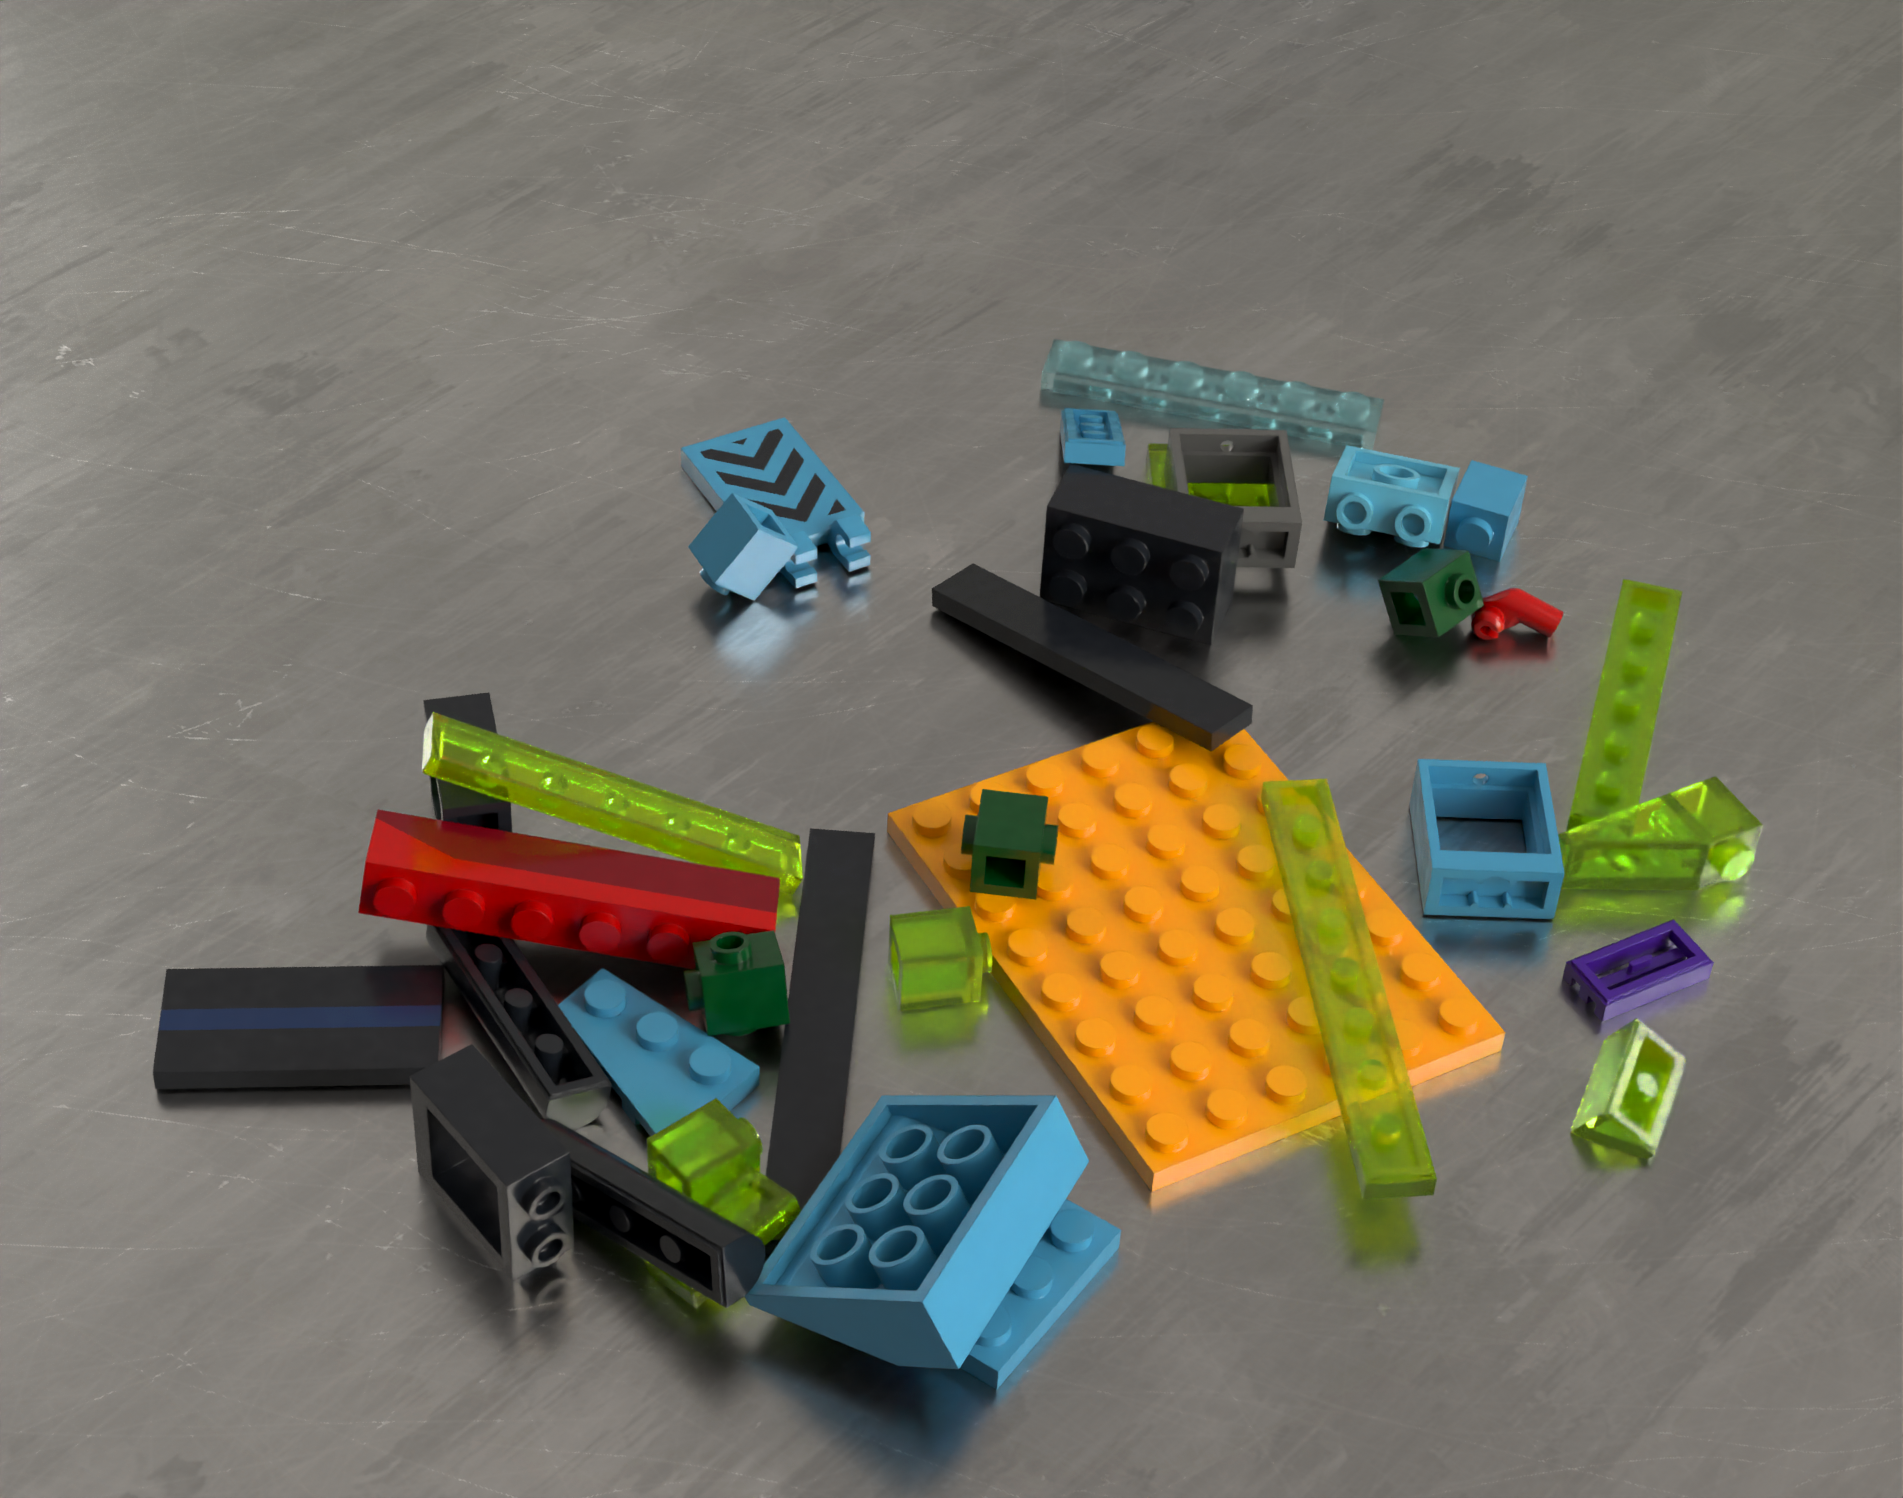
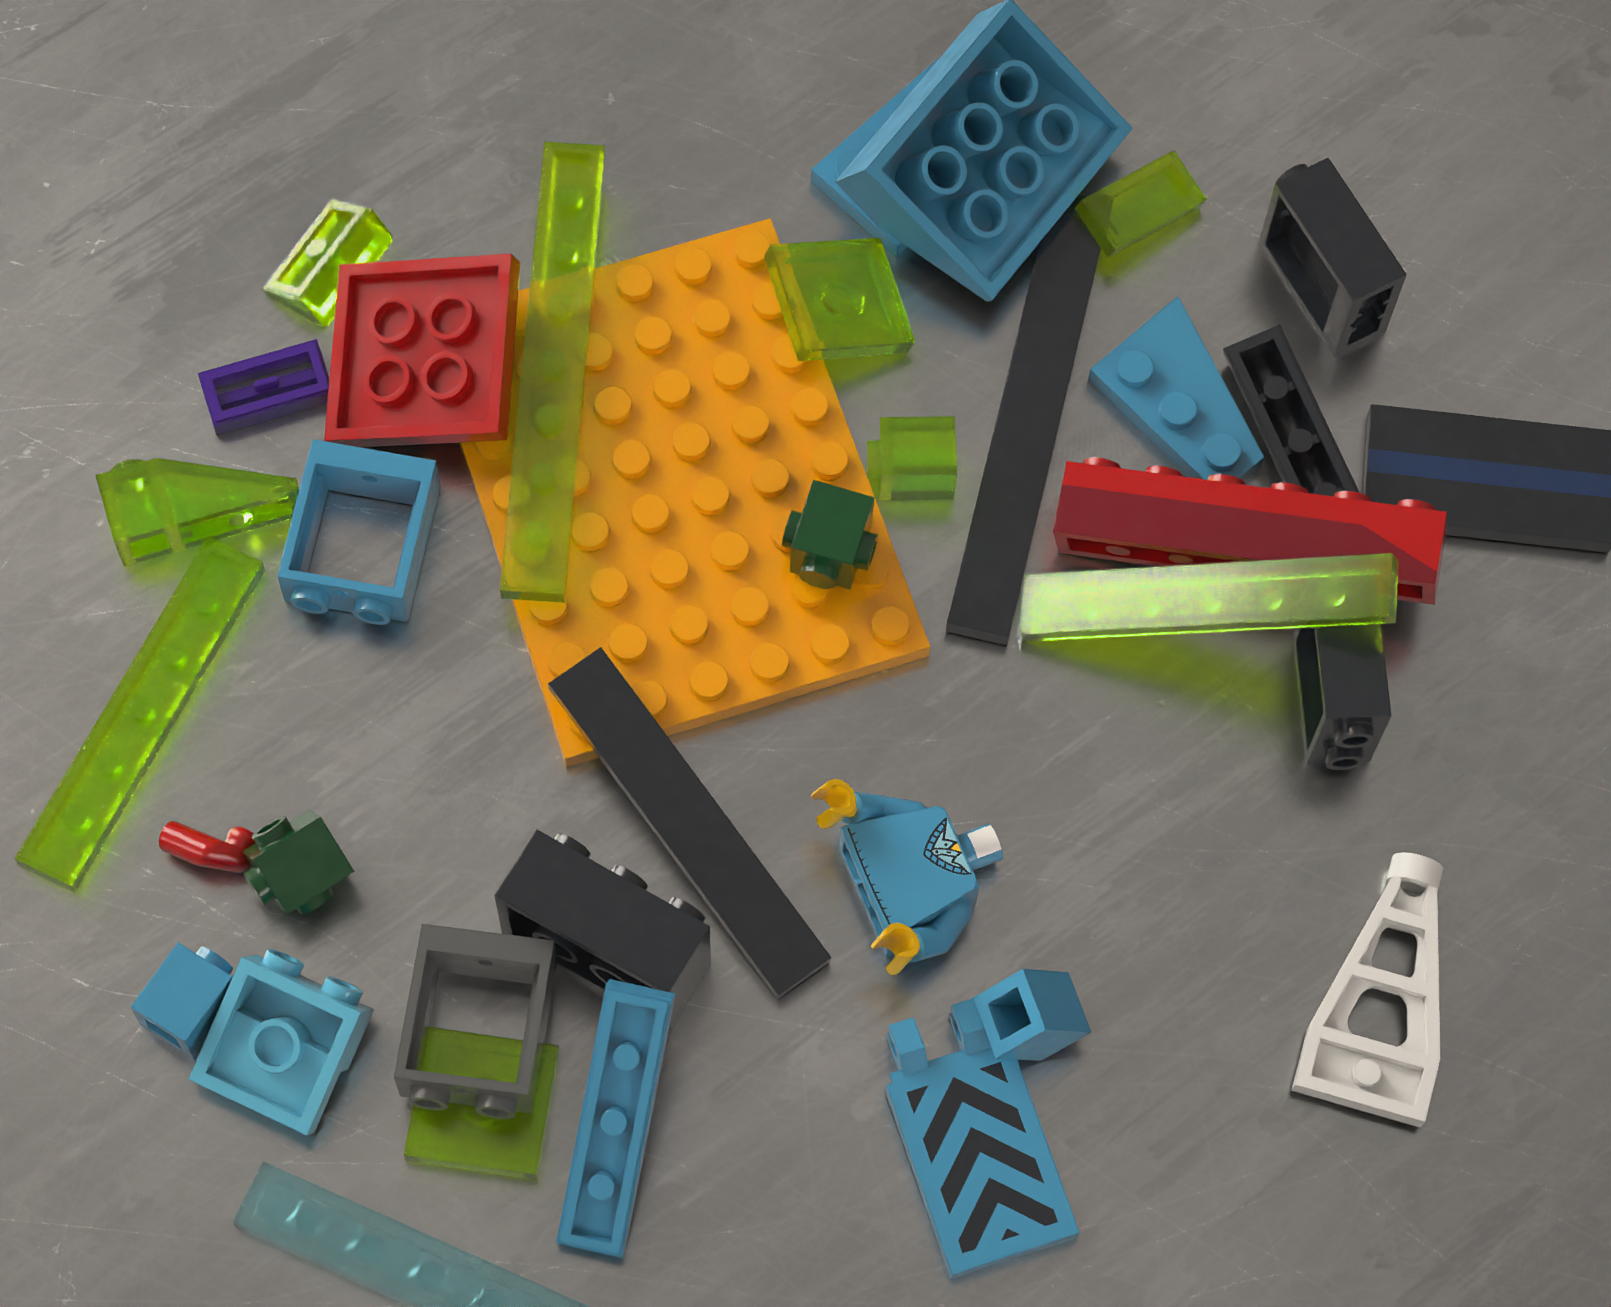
camera: 170 degrees left, 25 degrees up
(425, 559) = (1364, 1071): none -> white plate
(660, 1222) = (1211, 207): black brick -> none
(703, 1151) = (1148, 270): clear neon green brick -> none
(738, 983) = (1083, 434): dark green brick -> none
(873, 638) = (908, 869): none -> dark azure torso
(1066, 1060) = (839, 299): none -> clear neon green tile
(1487, 970) = (423, 351): none -> red plate

